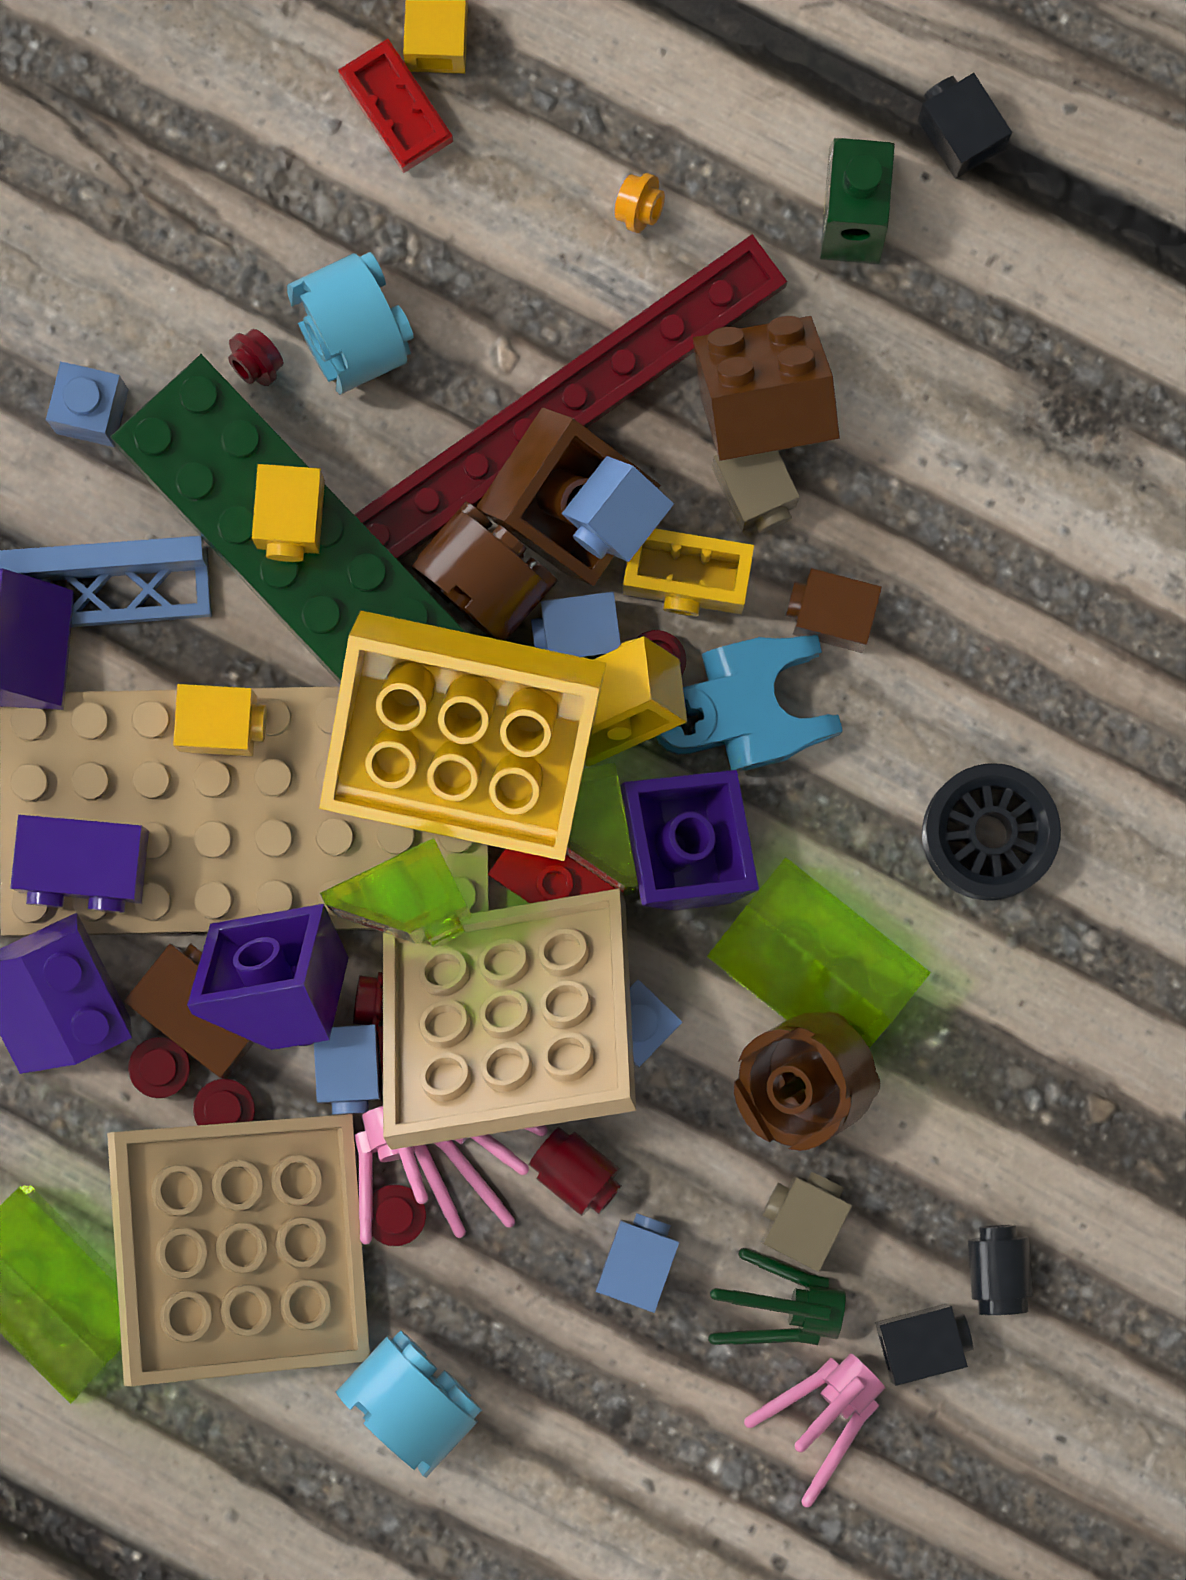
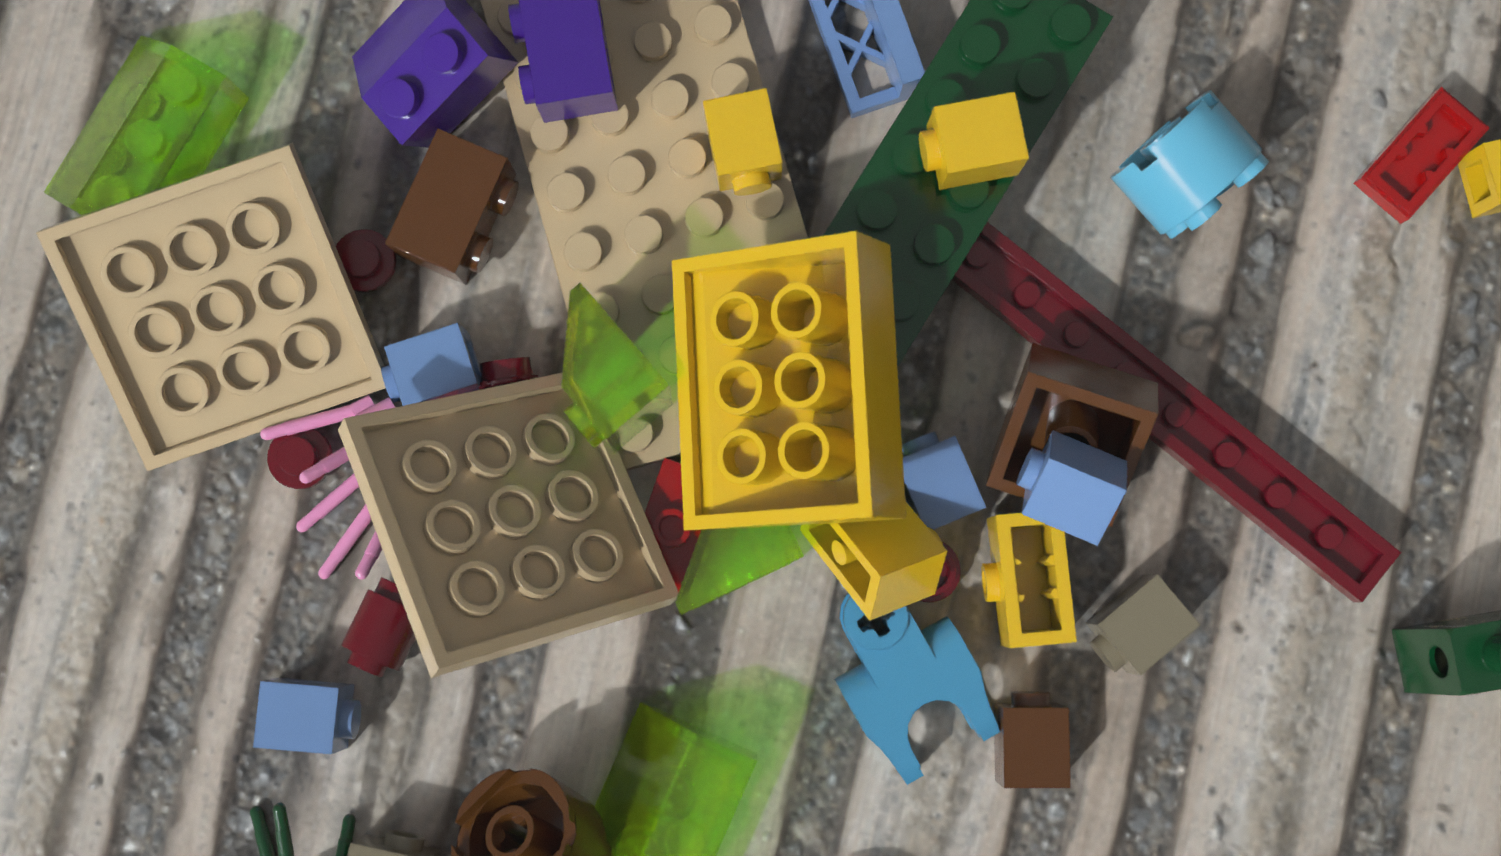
camera: 80 degrees right, 0 degrees up
(159, 1067) = (385, 185): dark red plate -> none
(255, 357) = (1122, 85): dark red plate -> none
(272, 977) = (494, 266): dark purple slope -> none
(409, 1406) = (102, 520): medium azure brick -> none
(483, 573) = (969, 369): reddish brown brick -> none
(639, 202) = (1398, 427): light orange plate -> none
(650, 1022) = (552, 664): medium blue brick -> none
(689, 840) = (748, 655): dark purple slope -> none
(766, 387) = (1247, 611): reddish brown brick -> none

